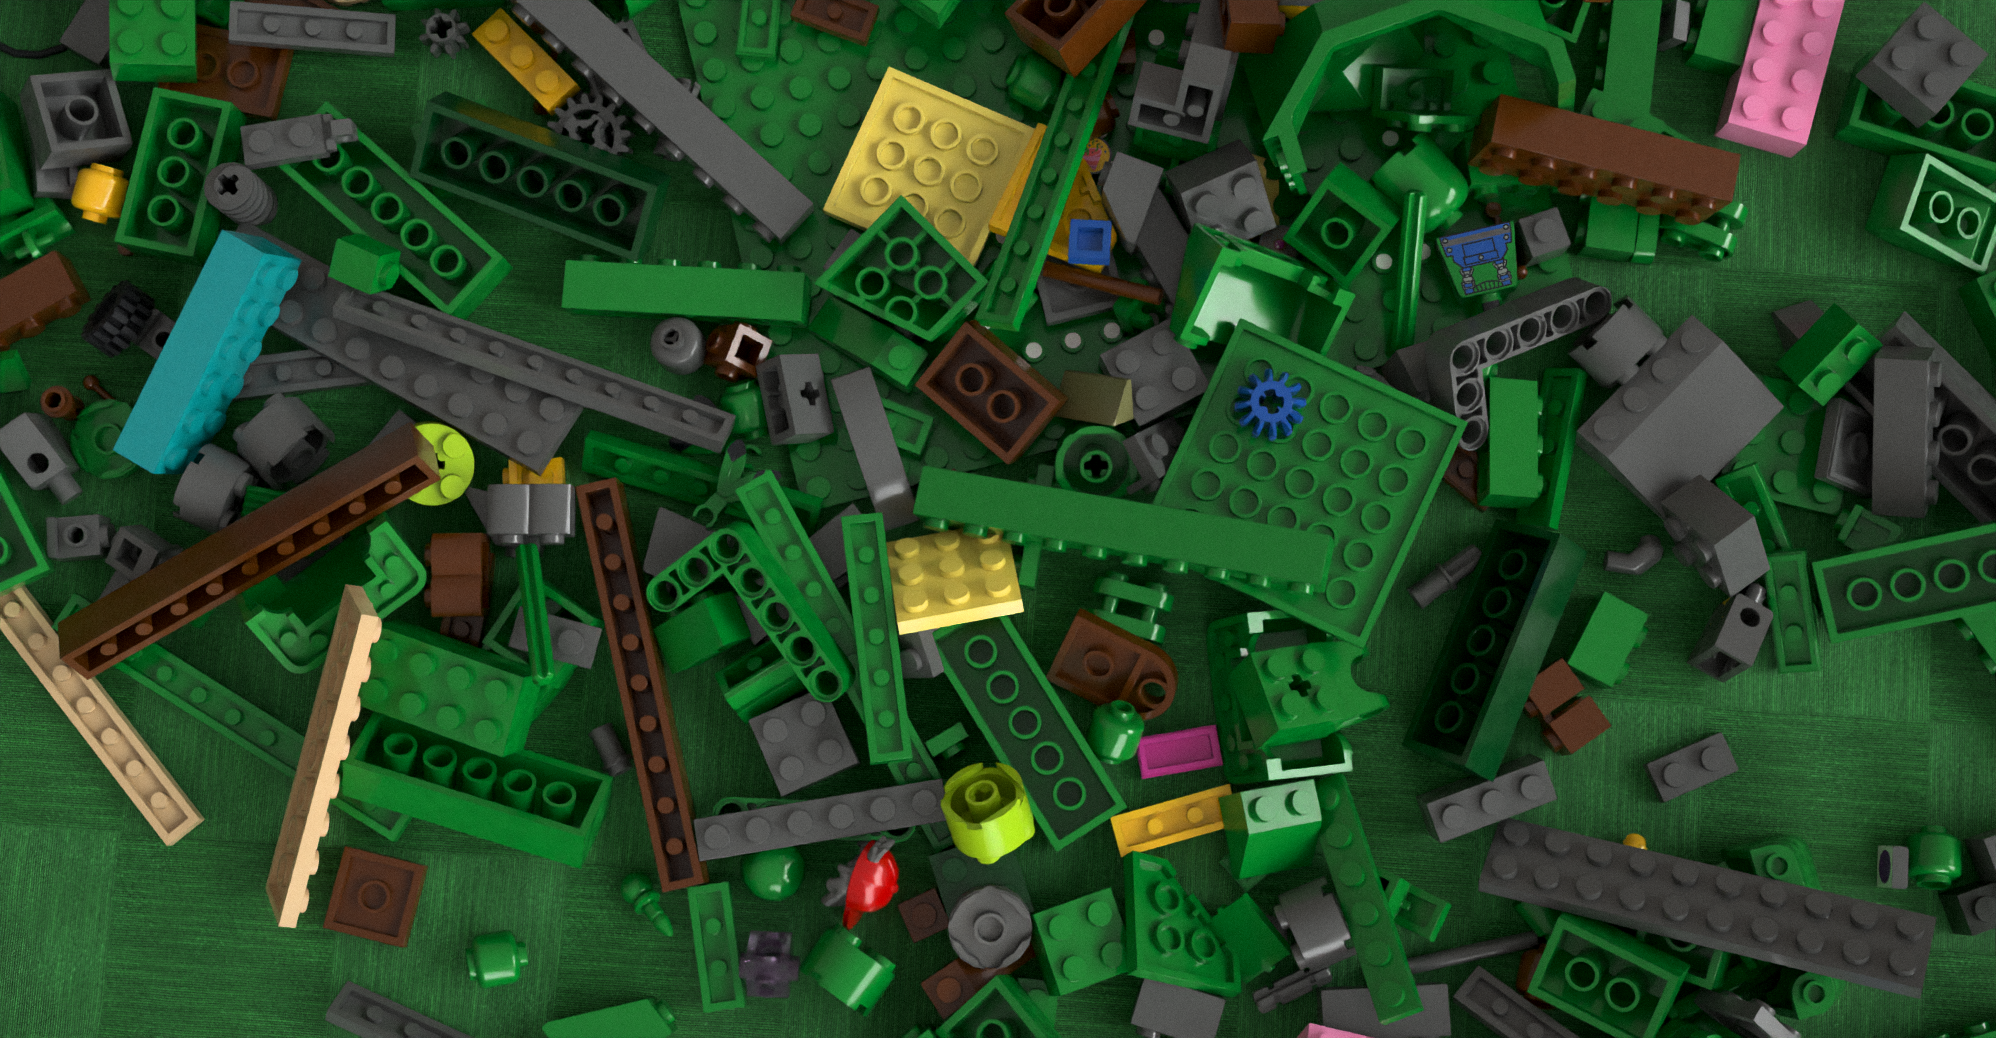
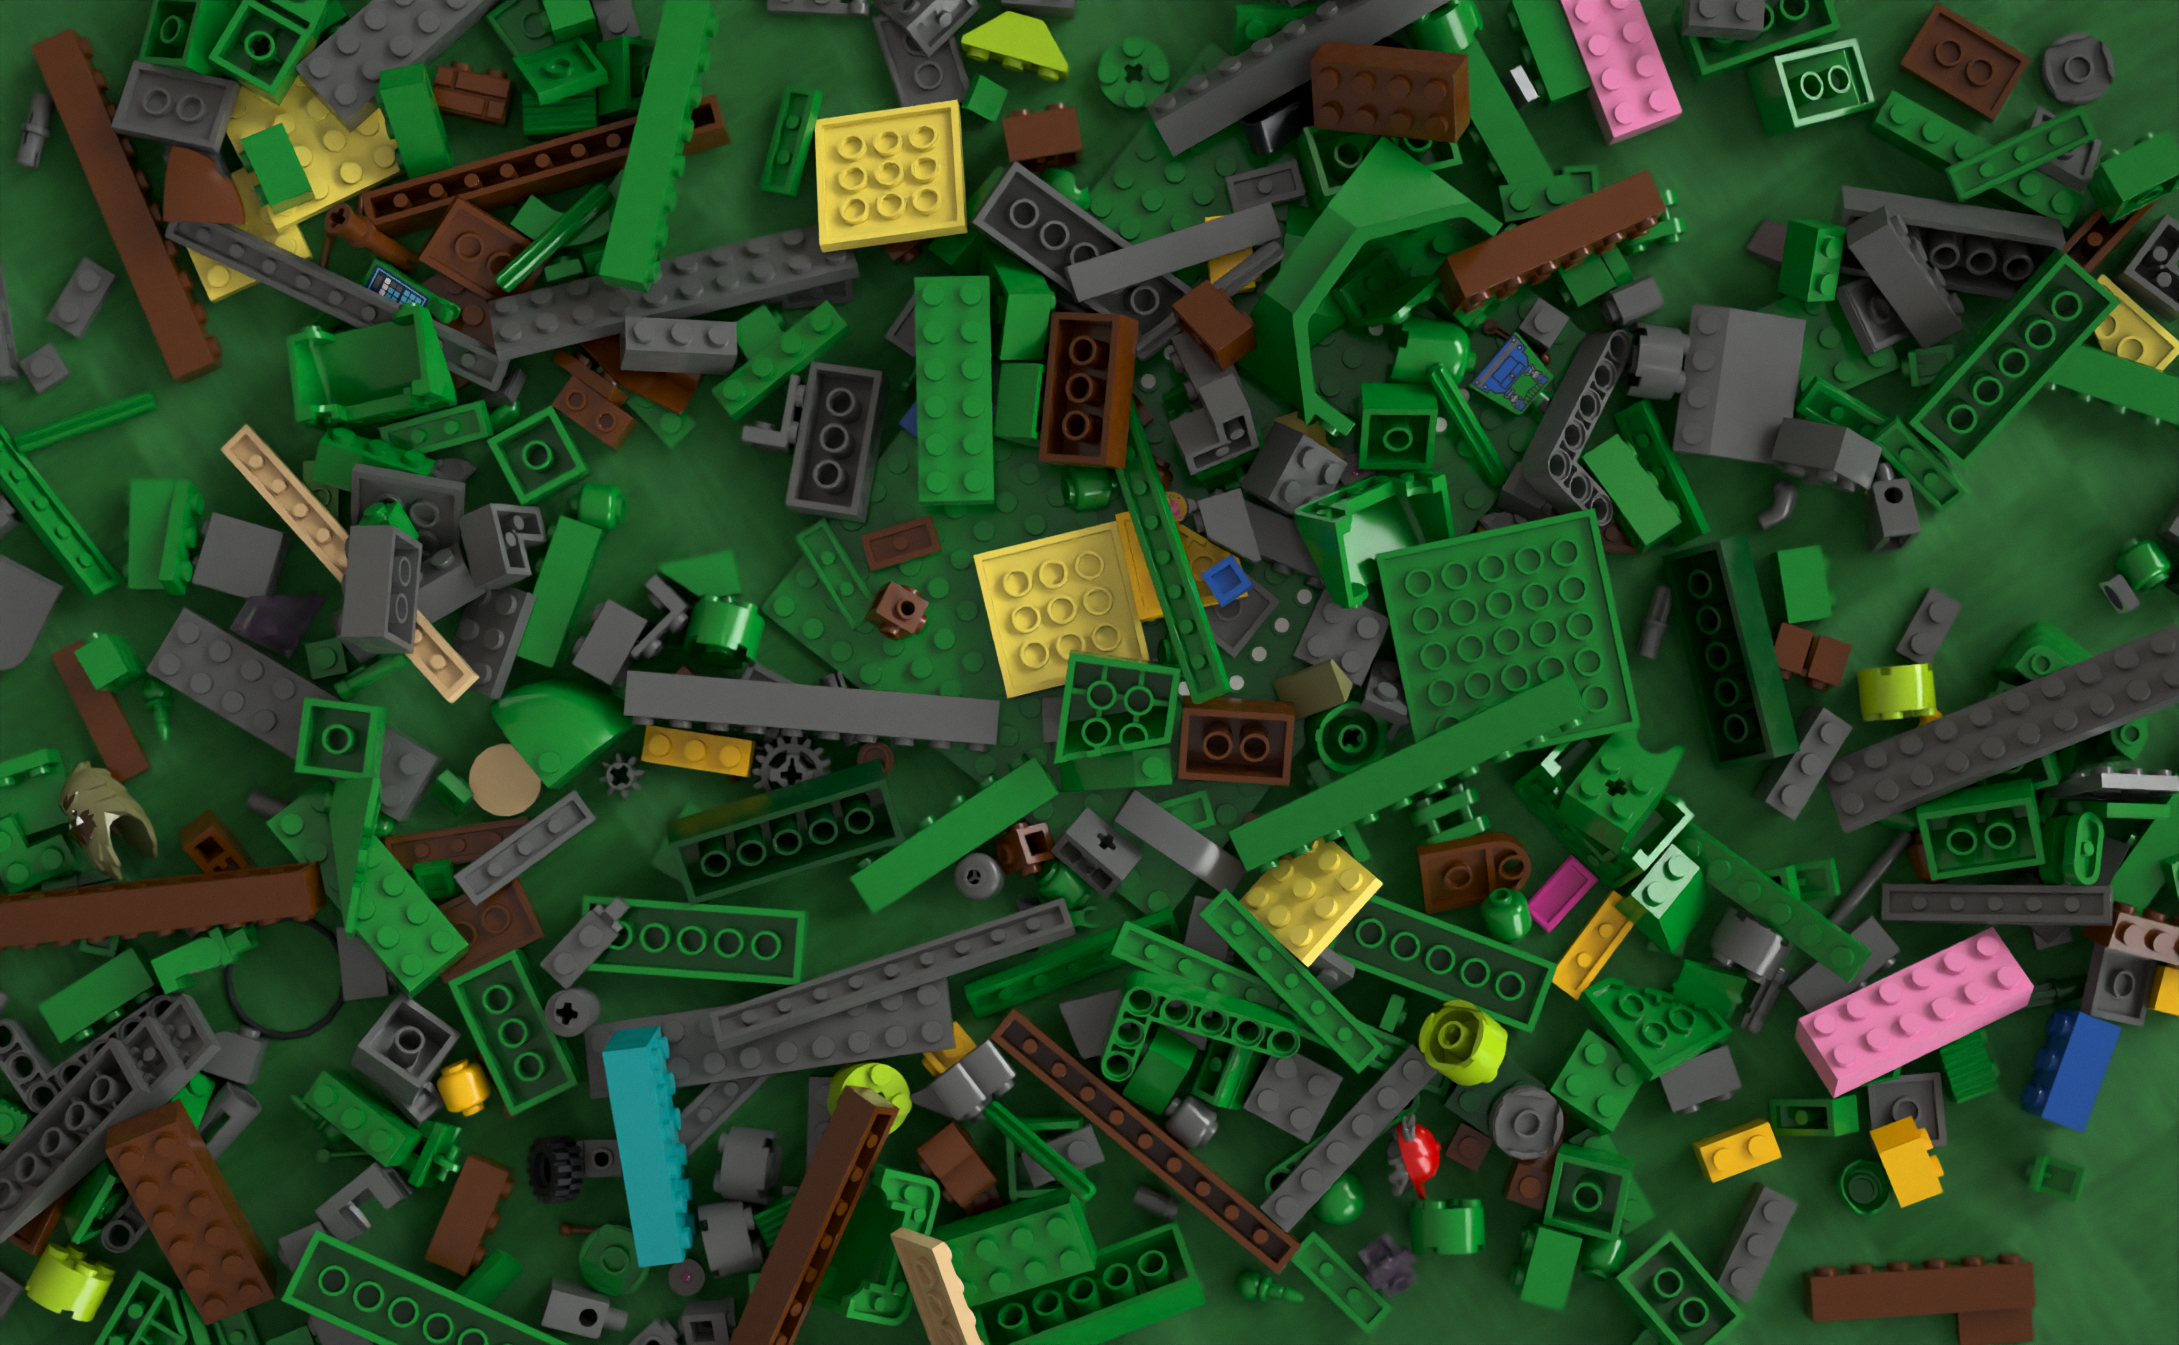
camera: 40 degrees left, 5 degrees up
(67, 407) = (556, 1269): reddish brown pin -> none
(156, 501) = (687, 1277): none -> dark grey tile
(365, 263) = (712, 994): green brick -> none
(679, 184) = (874, 751): none -> reddish brown plate
(695, 700) = (1190, 1121): none -> dark grey head
(729, 480) = (1096, 947): green piece -> none
(786, 64) = (897, 611): none -> reddish brown brick
(1103, 283) = (1257, 600): reddish brown bar -> none
(1134, 313) = (1288, 596): green tile -> none
(1280, 395) = (1446, 616): blue gear -> none
(1622, 798) = (1896, 692): none -> lime brick
(1636, 274) = (1630, 303): none -> dark grey brick

